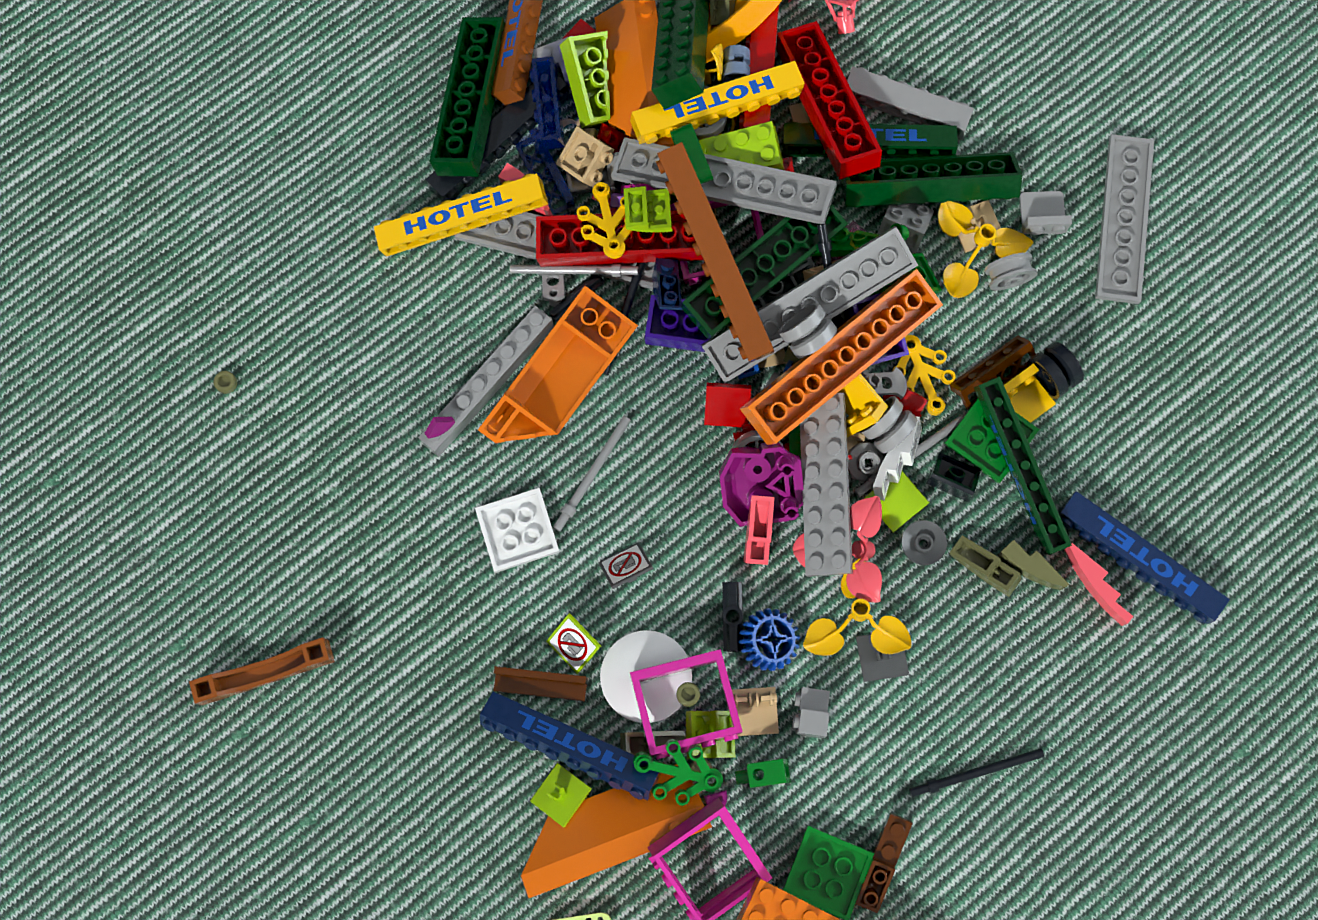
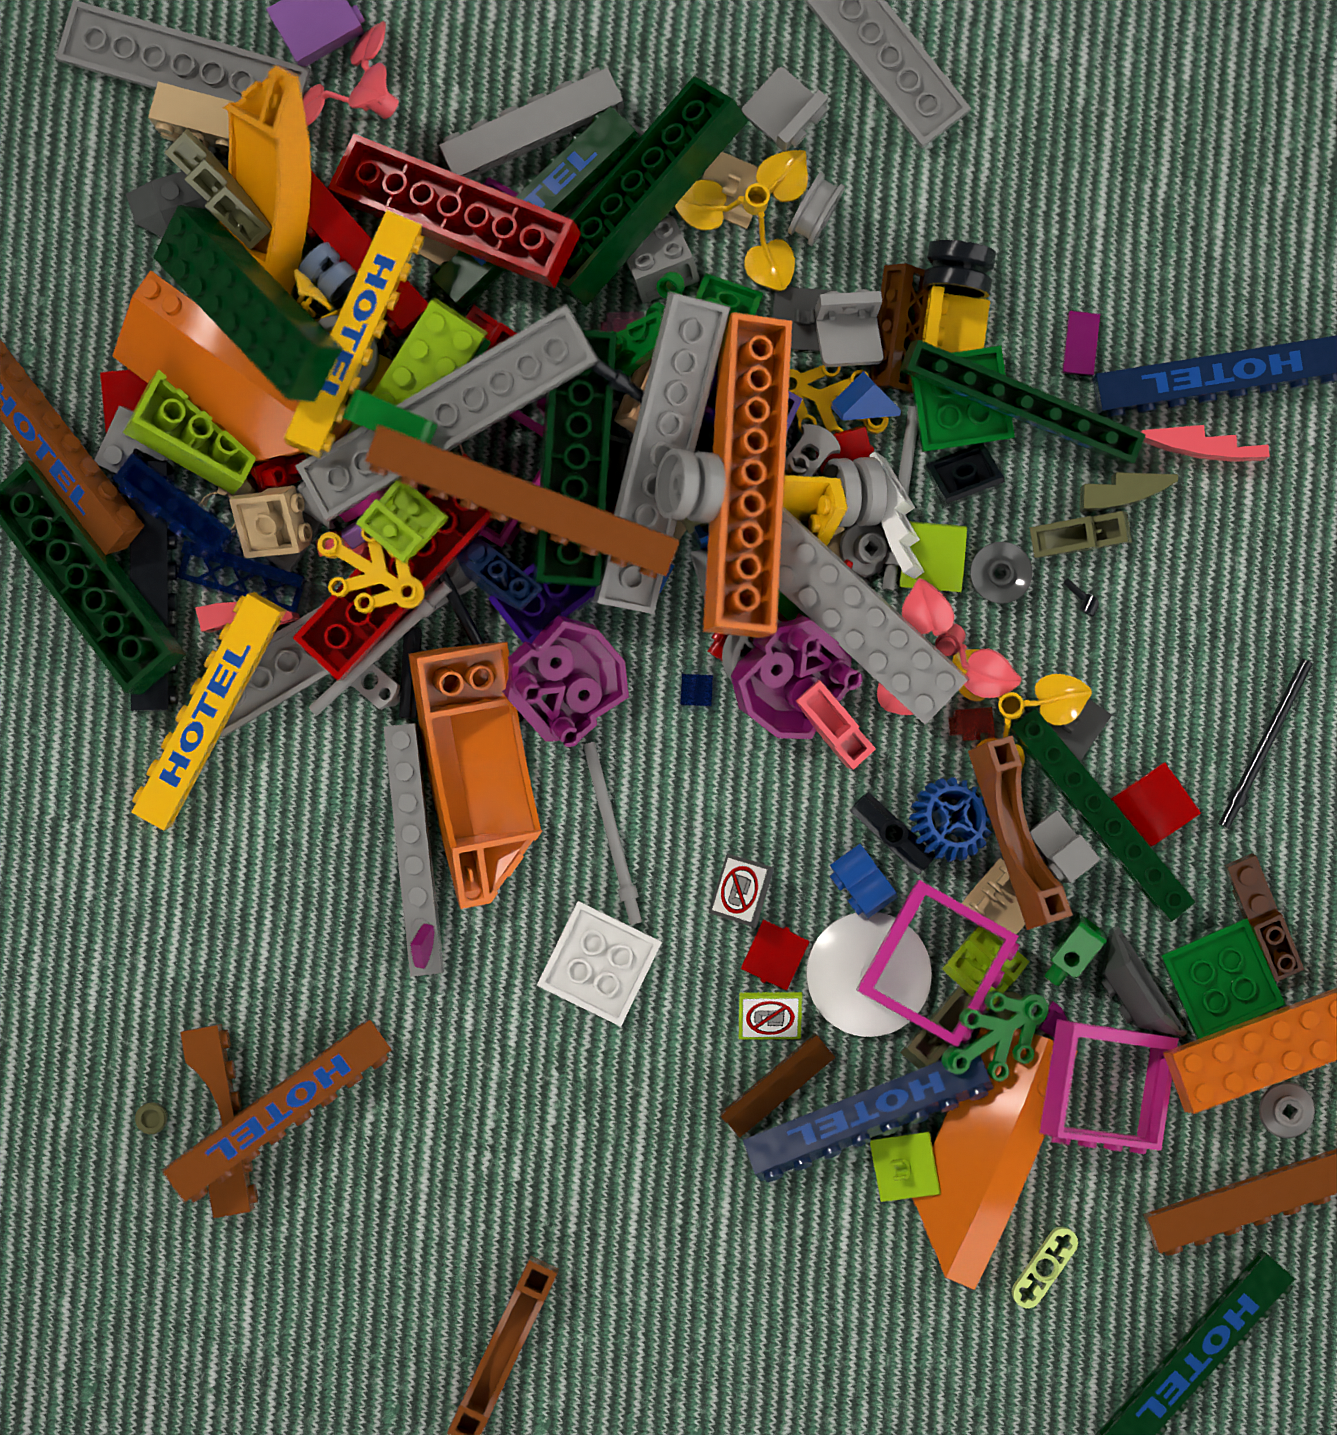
camera: 50 degrees left, 10 degrees up
(225, 451) = (207, 1056): none -> dark orange arch
(284, 435) = (276, 1110): none -> dark orange brick
(609, 617) = (775, 954): none -> red piece
(665, 372) = (583, 664): none -> magenta brick
(688, 694) = (933, 954): olive tile -> none
(691, 626) = (863, 881): none -> blue brick
(707, 446) = (696, 690): none -> clear blue tile
(724, 404) = (675, 631): red tile -> none
(776, 829) = (1134, 988): none -> dark grey wedge
(778, 715) = (1035, 887): none -> dark orange arch
(830, 602) = (972, 723): none -> clear red brick
(850, 719) = (1101, 815): none -> dark green brick
(884, 744) = (1156, 804): none -> red slope
(940, 386) = (864, 400): none -> blue slope
(950, 323) = (799, 307): none -> dark grey piece
(955, 605) = (1089, 604): none -> black hand
(969, 345) = (849, 328): none -> light grey bracket
(1082, 471) = (1080, 343): none -> magenta tile

